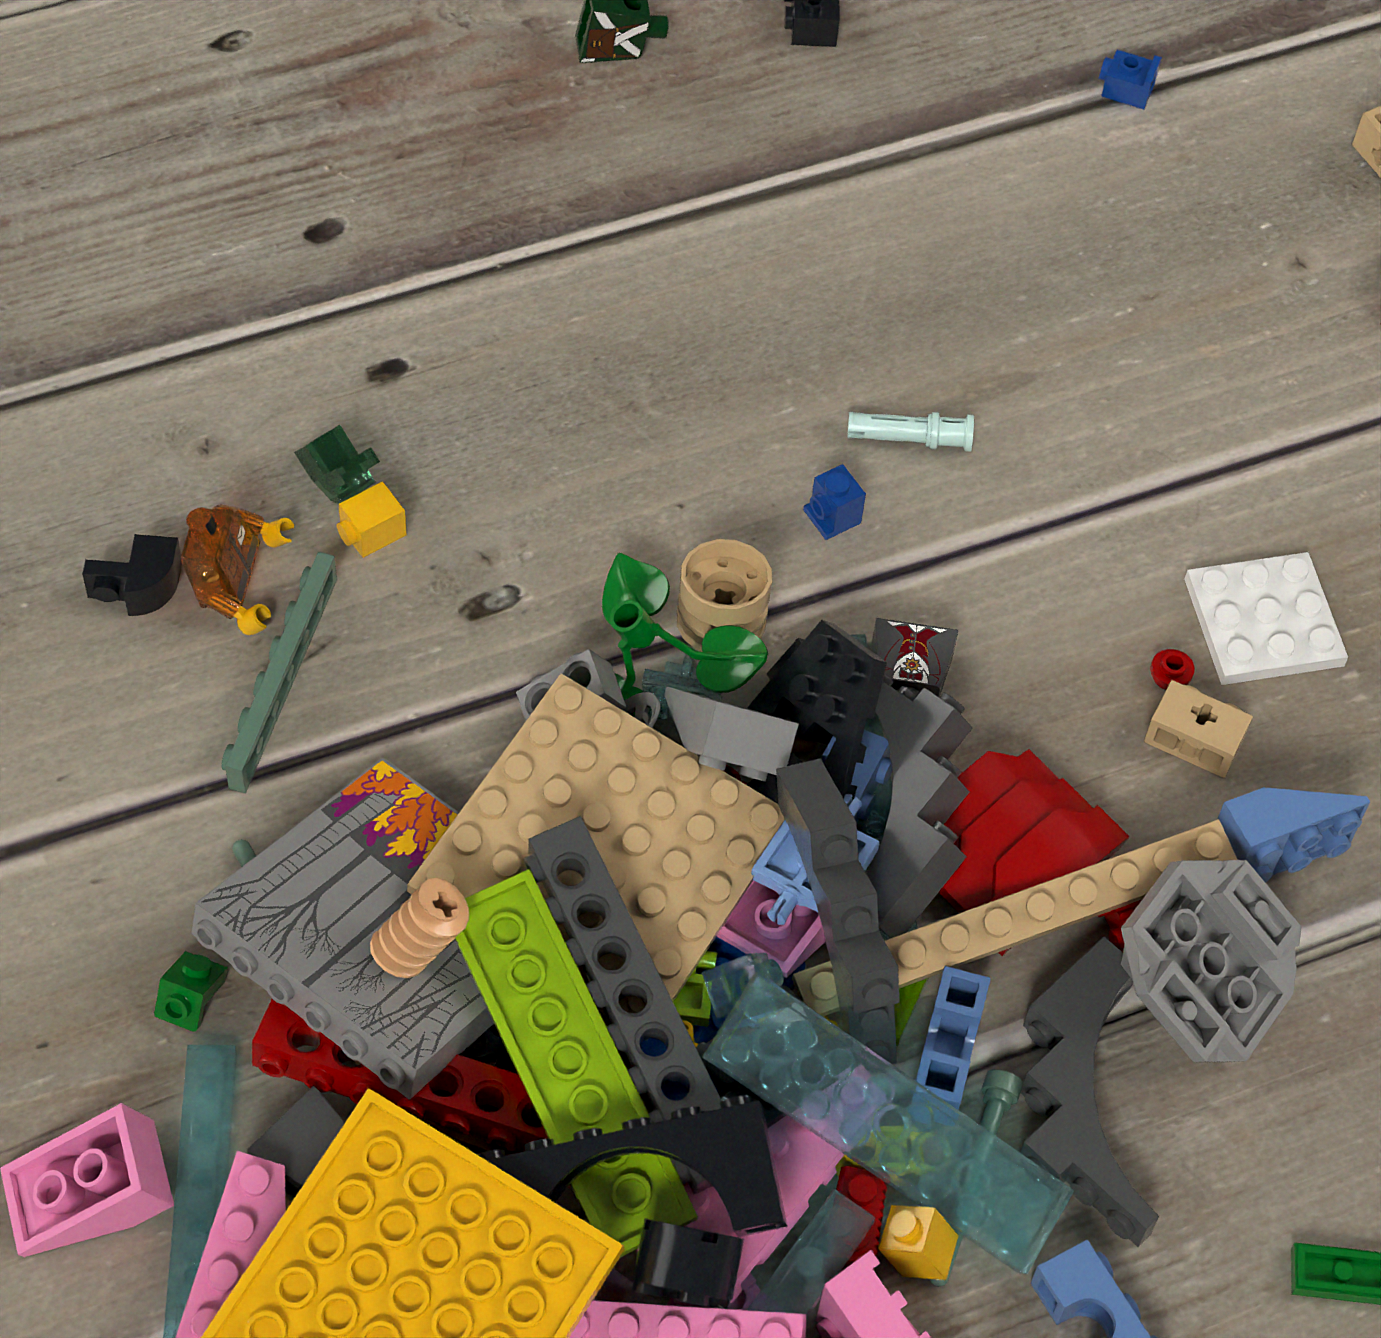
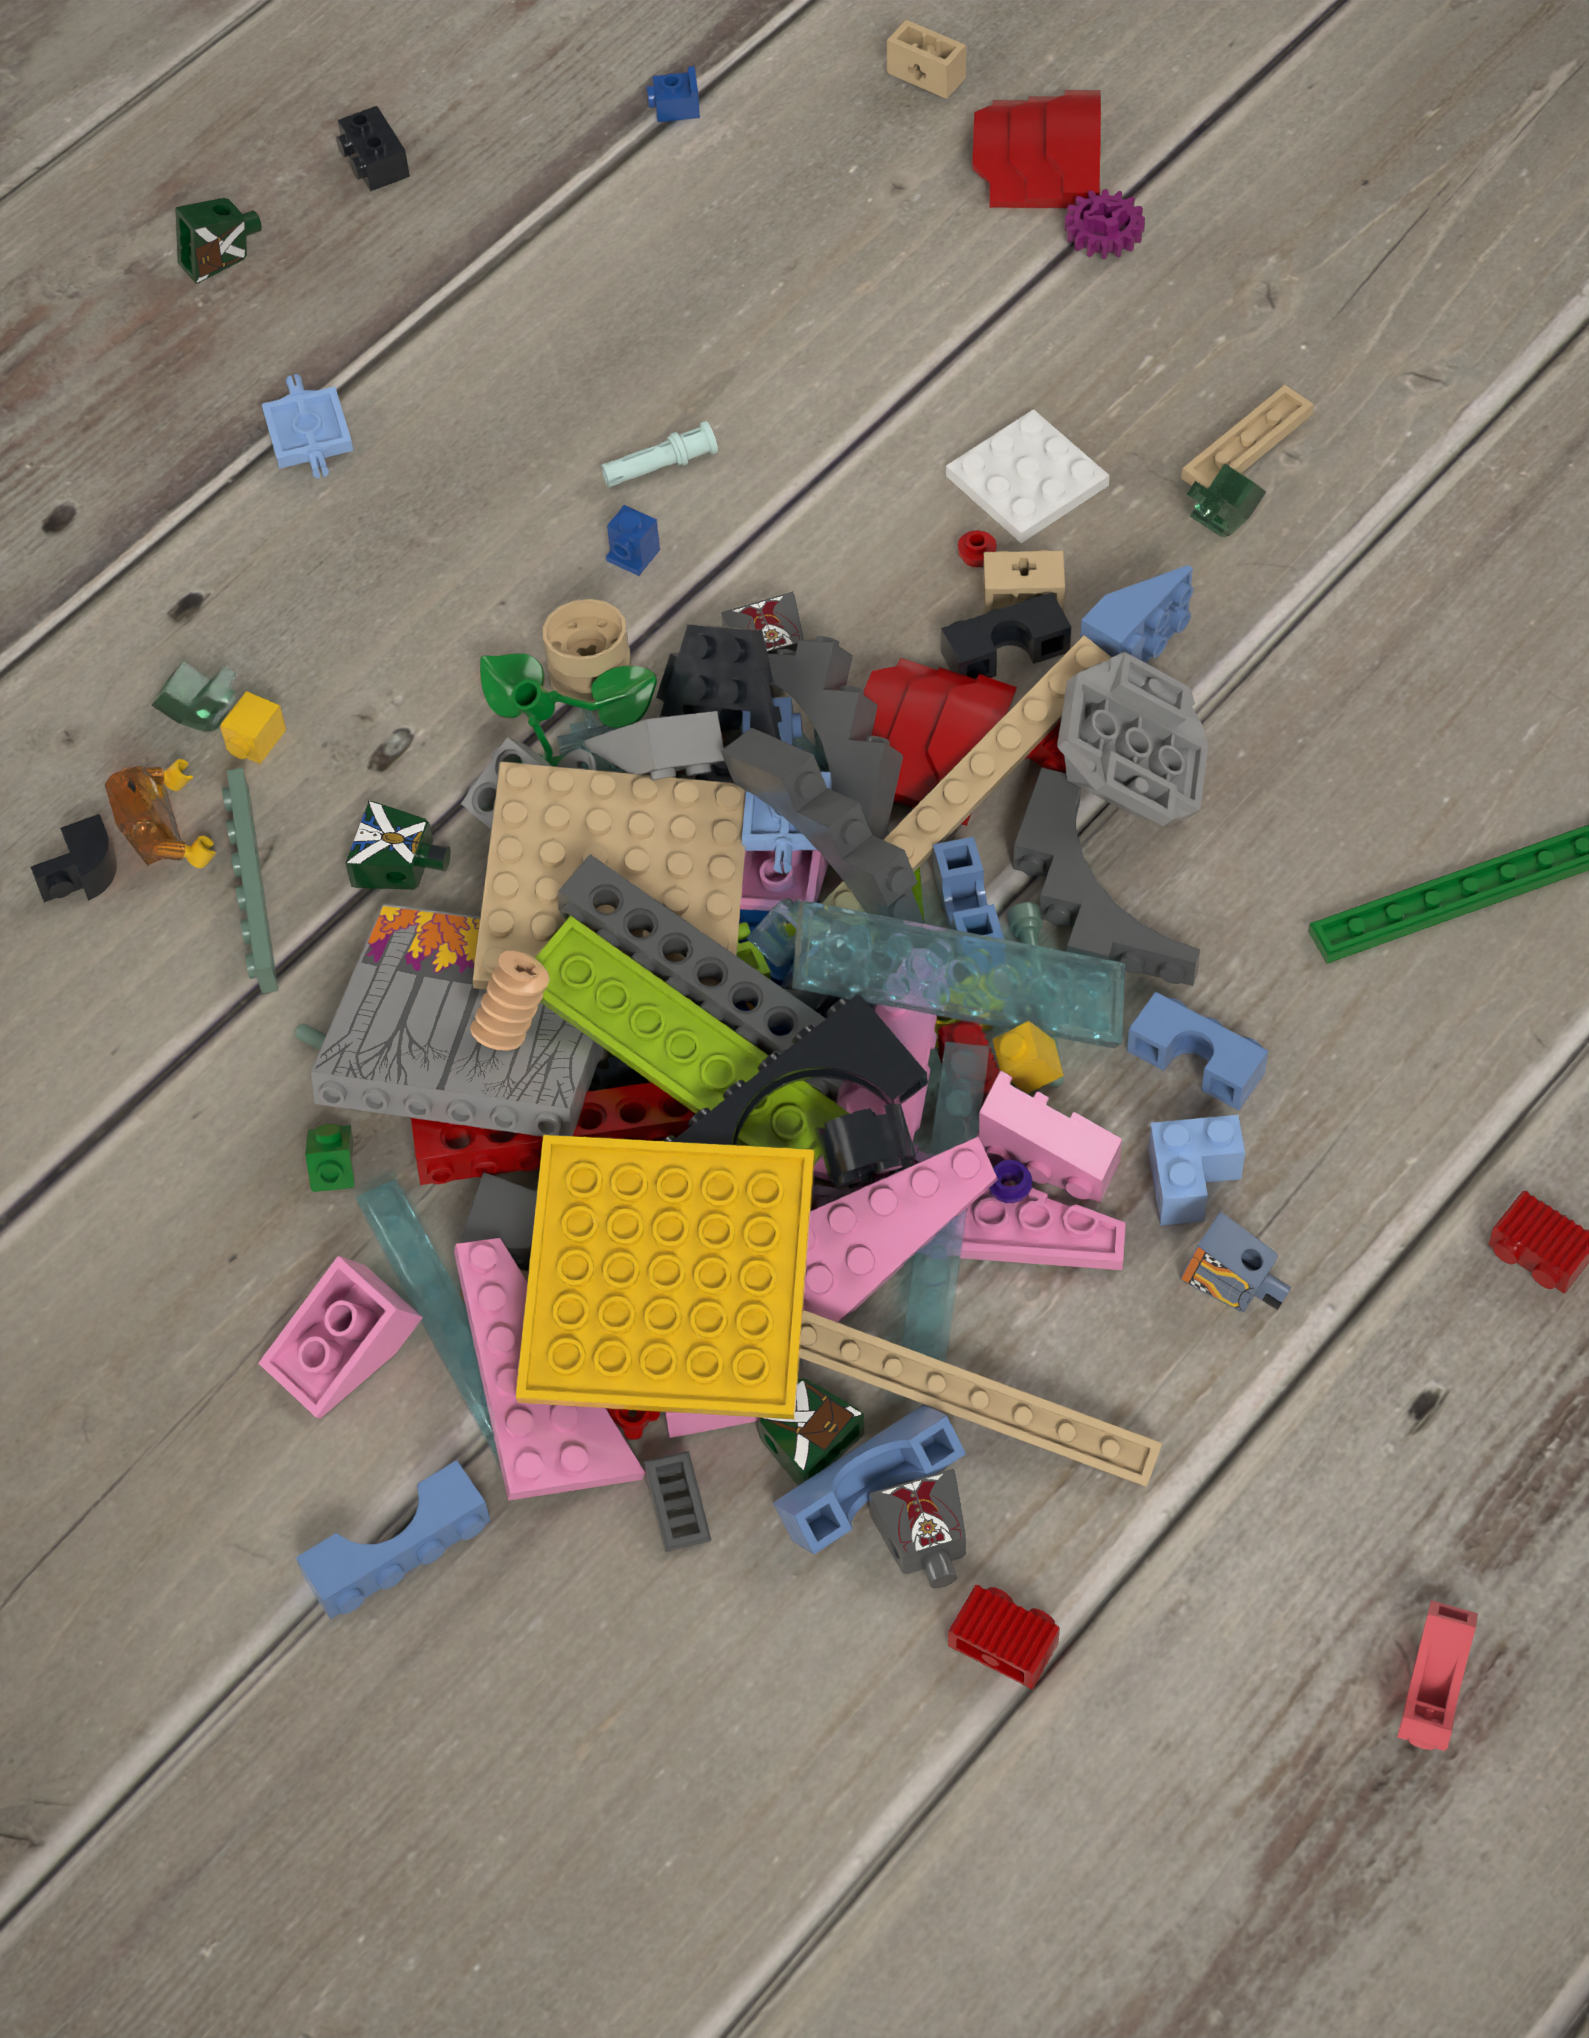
camera: 20 degrees left, 0 degrees up
(428, 706) = (393, 850): none -> torso
(596, 247) = (307, 426): none -> light blue plate
(1182, 777) = (1033, 625): none -> black arch

